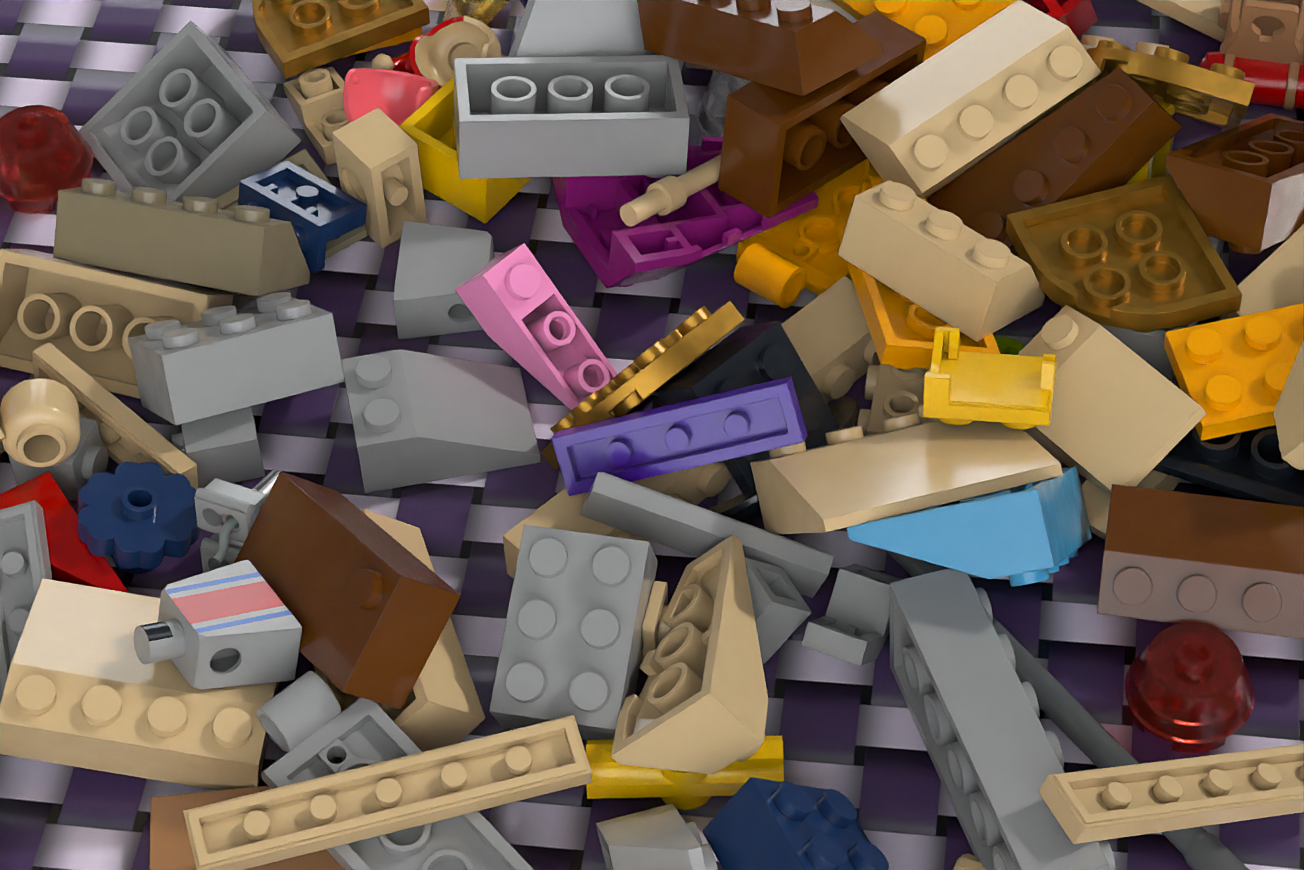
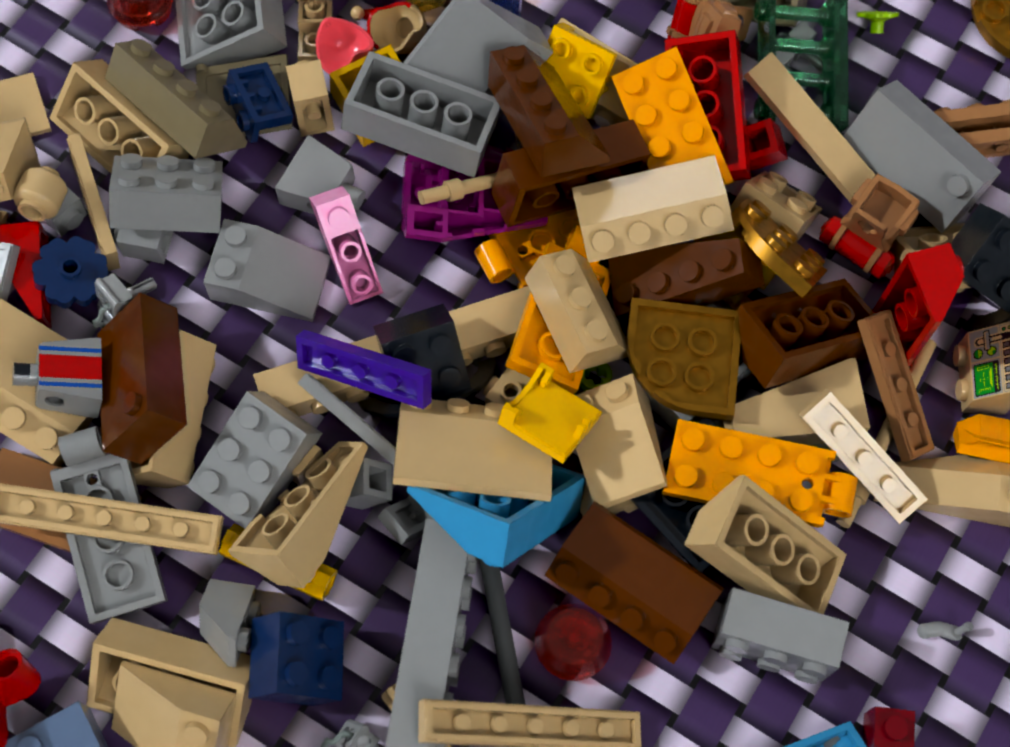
camera: 20 degrees right, 20 degrees up
(650, 370) = (375, 313): pearl gold plate -> none

